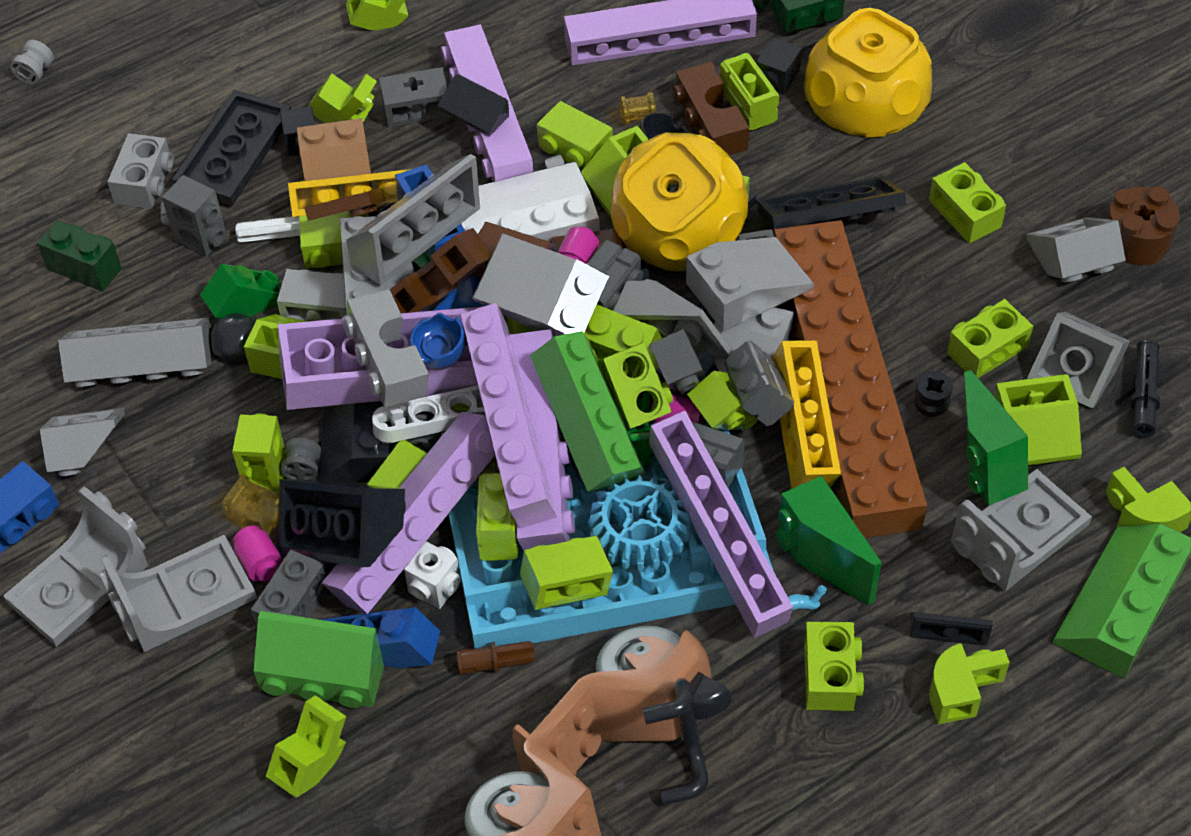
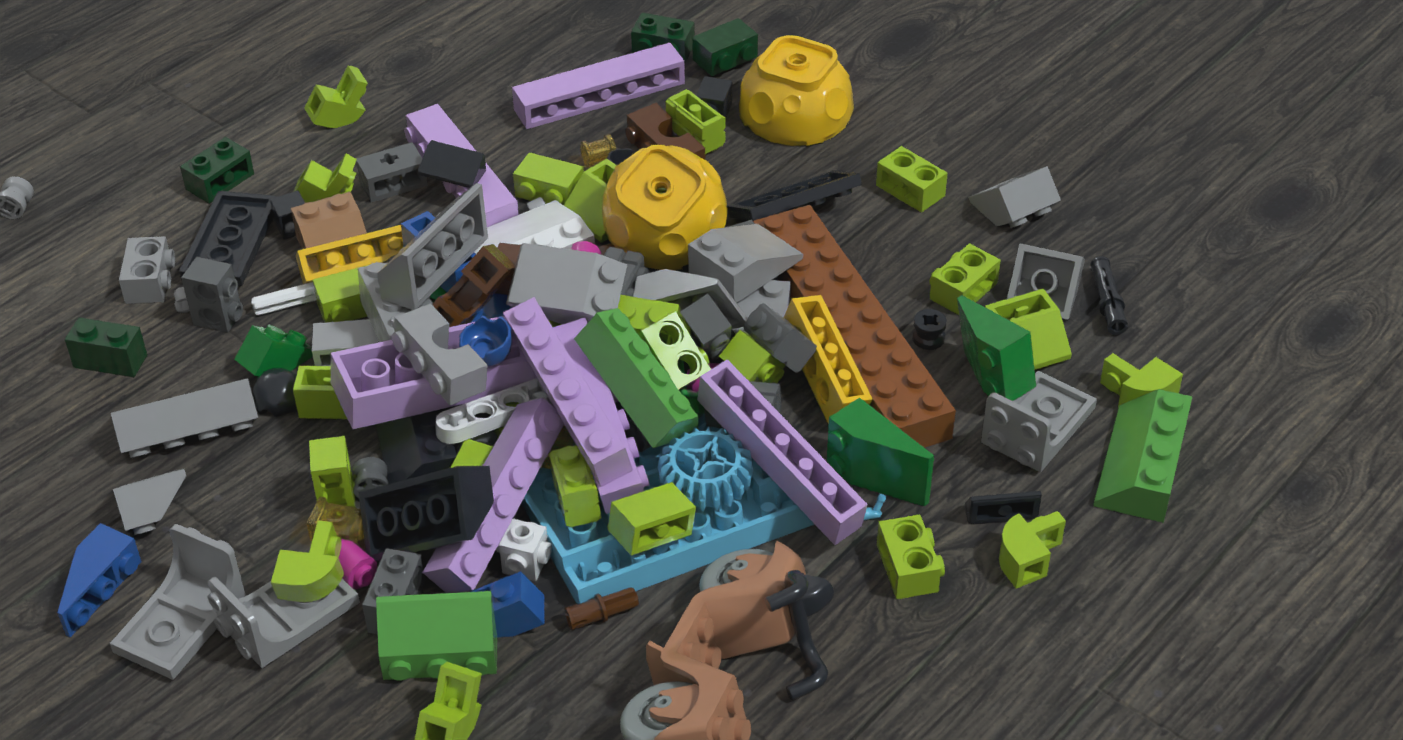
camera: 15 degrees left, 10 degrees down
(211, 564) = (311, 574): none -> lime brick
(239, 63) = (217, 169): none -> dark green brick
(355, 204) = (363, 255): reddish brown wing -> none
(1145, 222) = (1071, 169): reddish brown brick -> none

